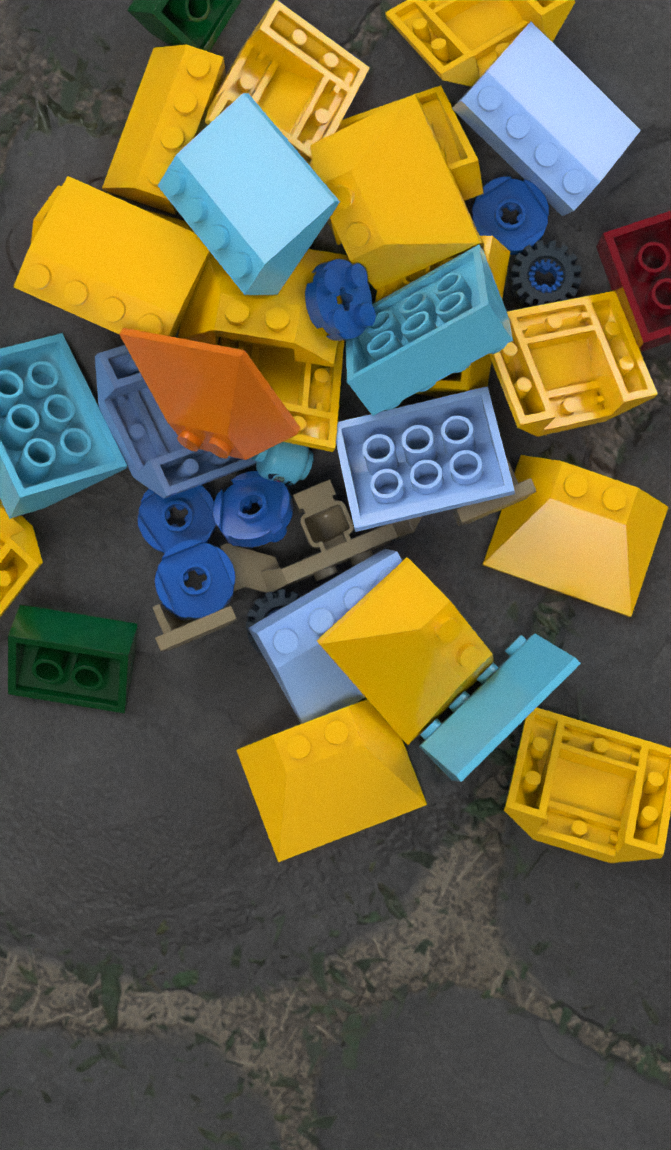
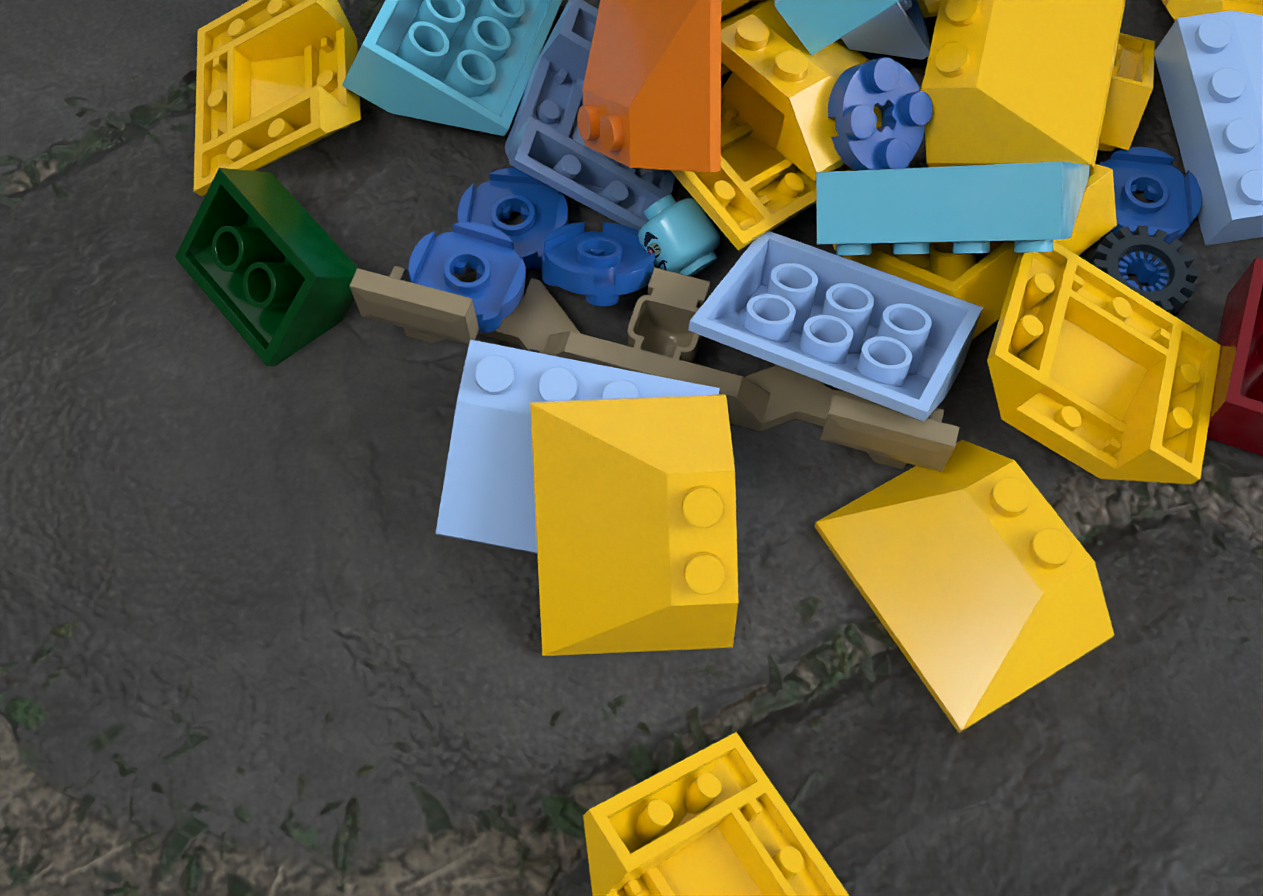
camera: 45 degrees right, 20 degrees down
(330, 778) = (417, 616): yellow slope -> none
(497, 705) = (692, 687): medium azure slope -> none

